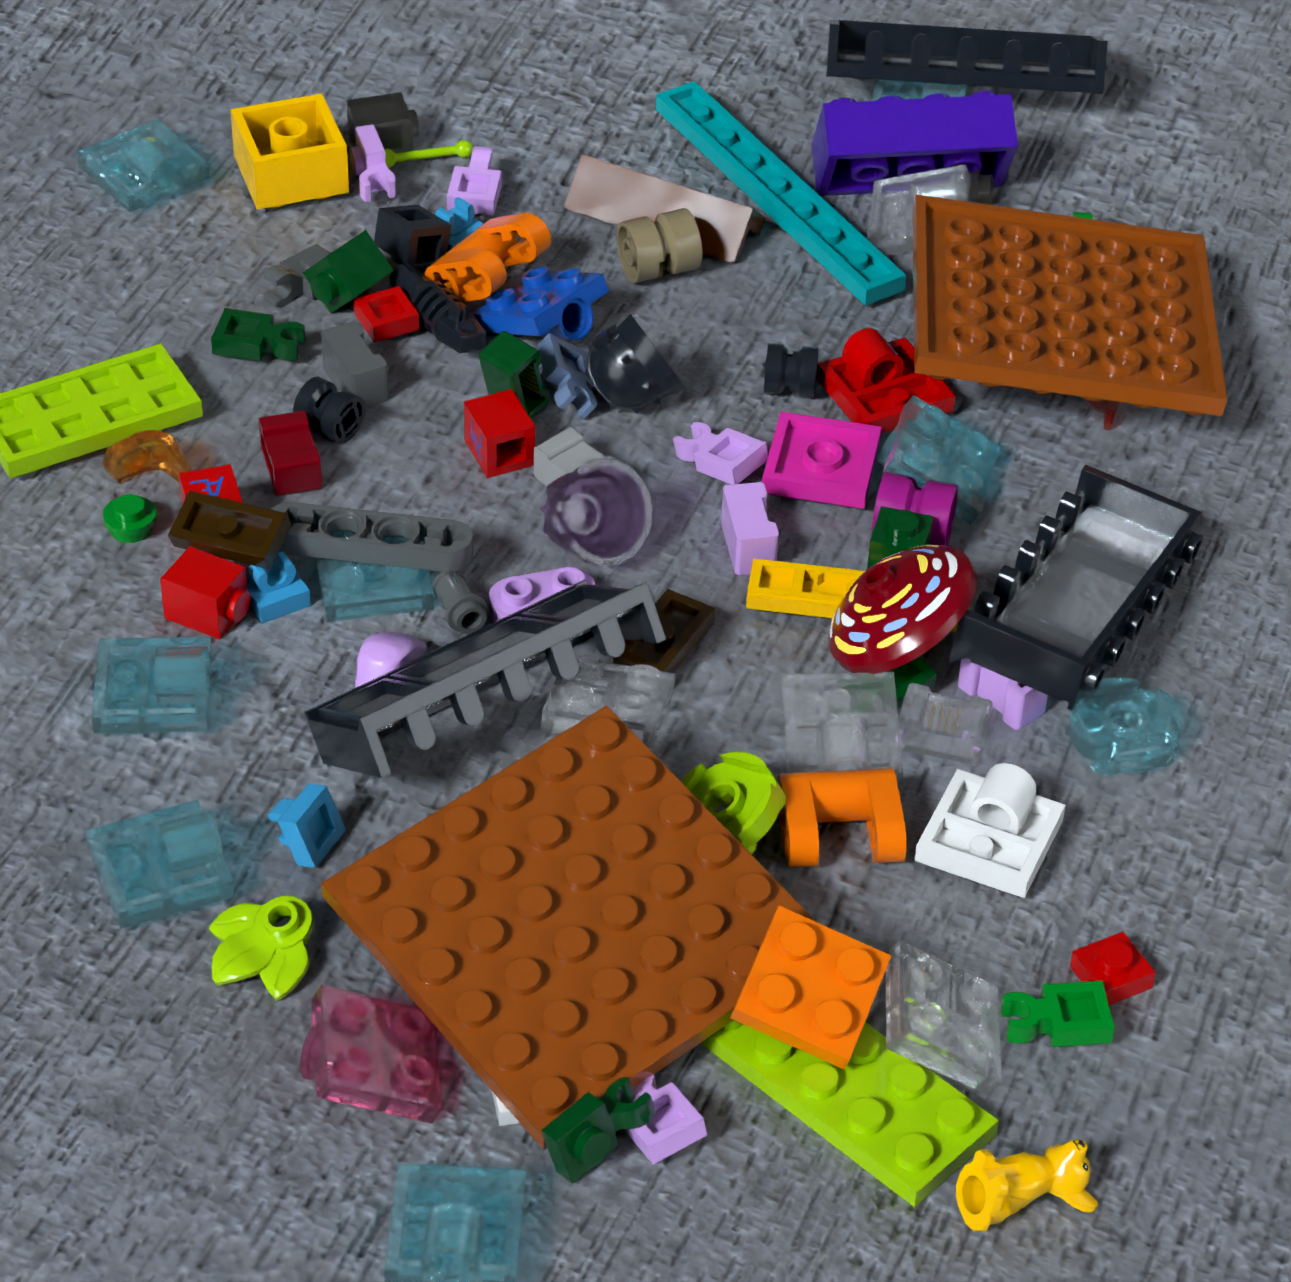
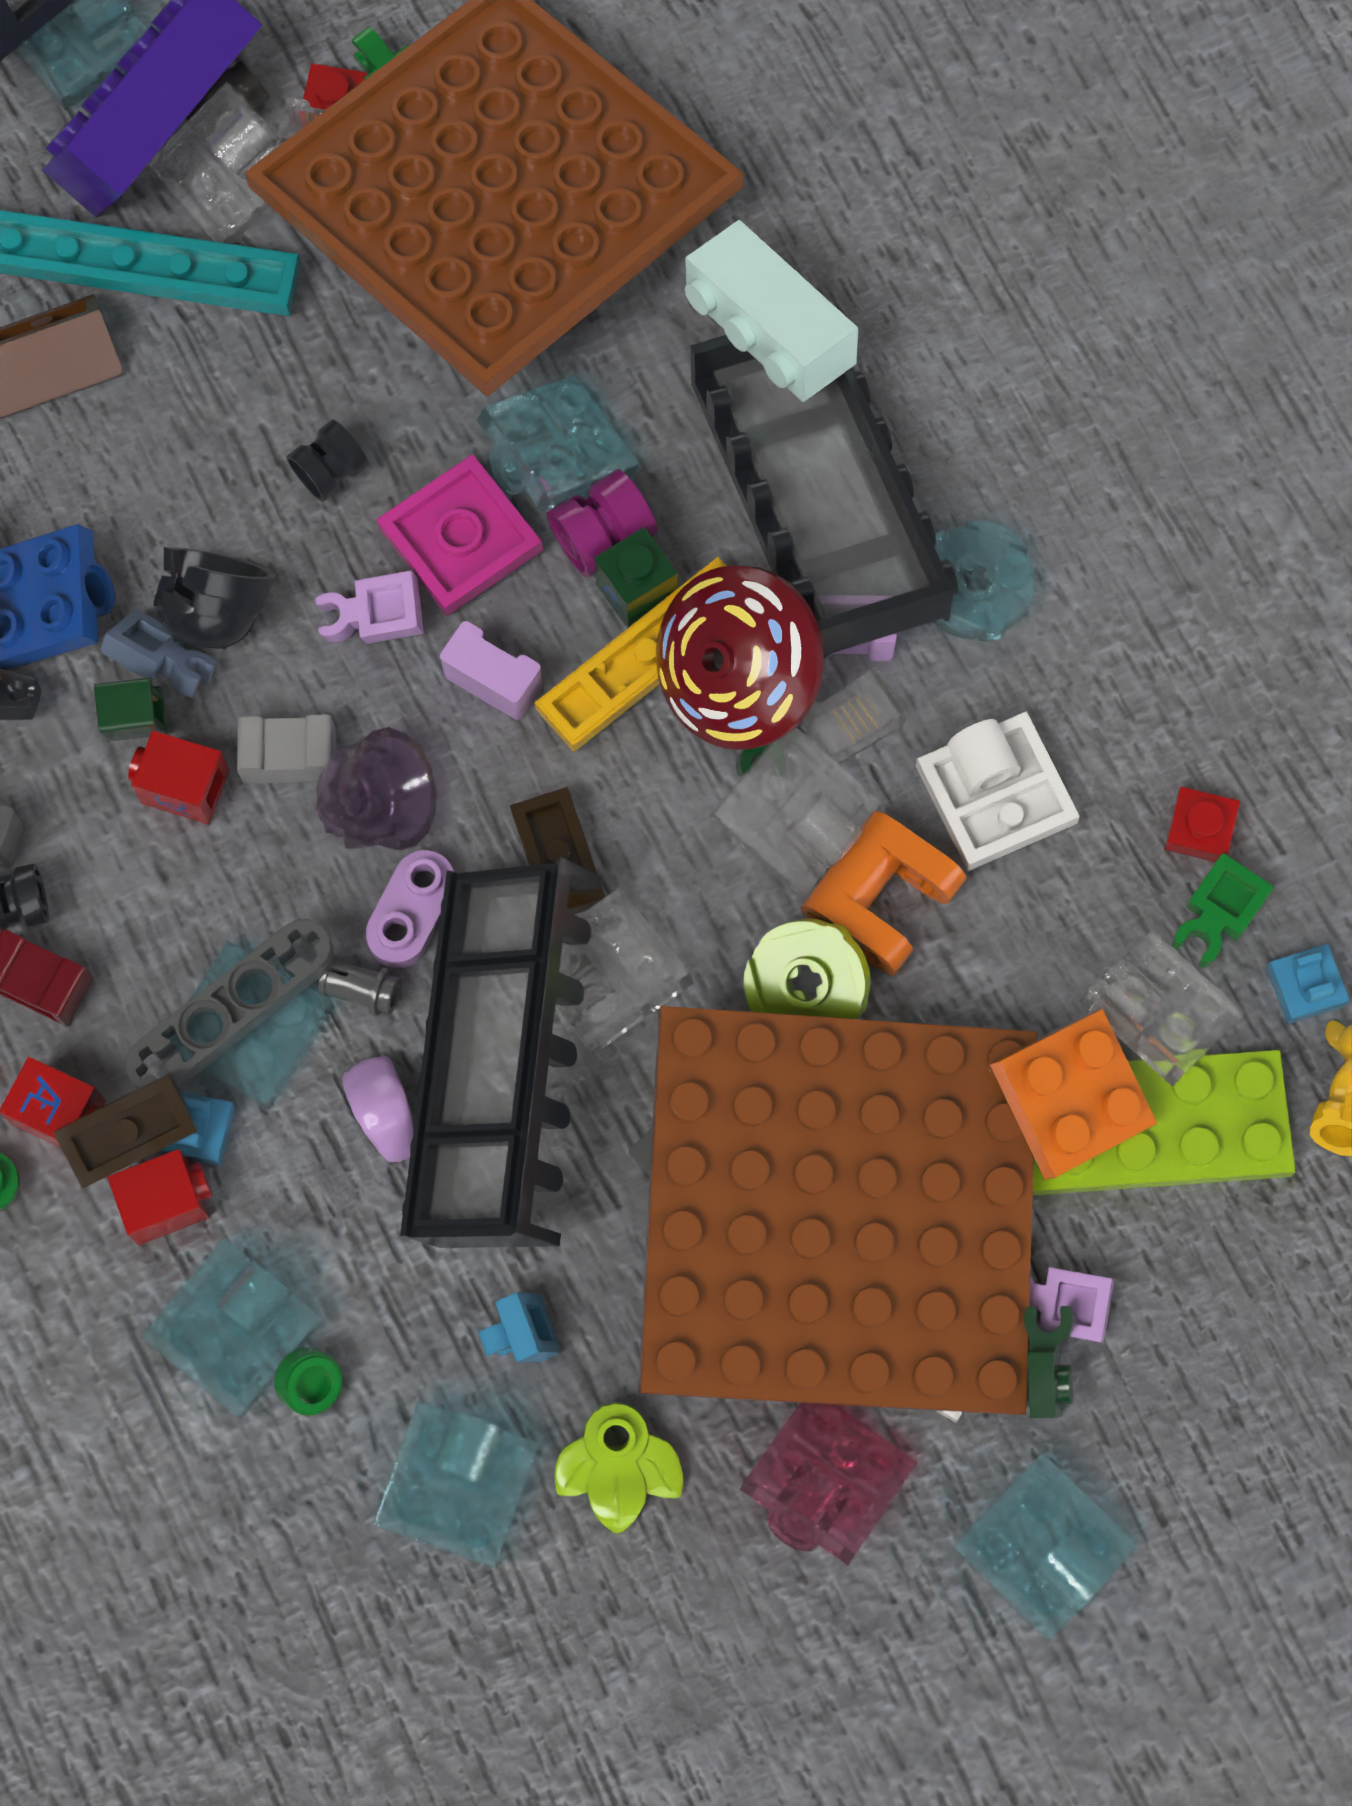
camera: 45 degrees left, 30 degrees up
(154, 741) = (308, 1381): none -> green tile
(666, 244) = (60, 424): dark tan wheel -> none
(878, 379) = (411, 402): red plate -> none
(1071, 1107) = (1307, 984): none -> dark azure tile
(1154, 474) = (770, 311): none -> light aqua brick

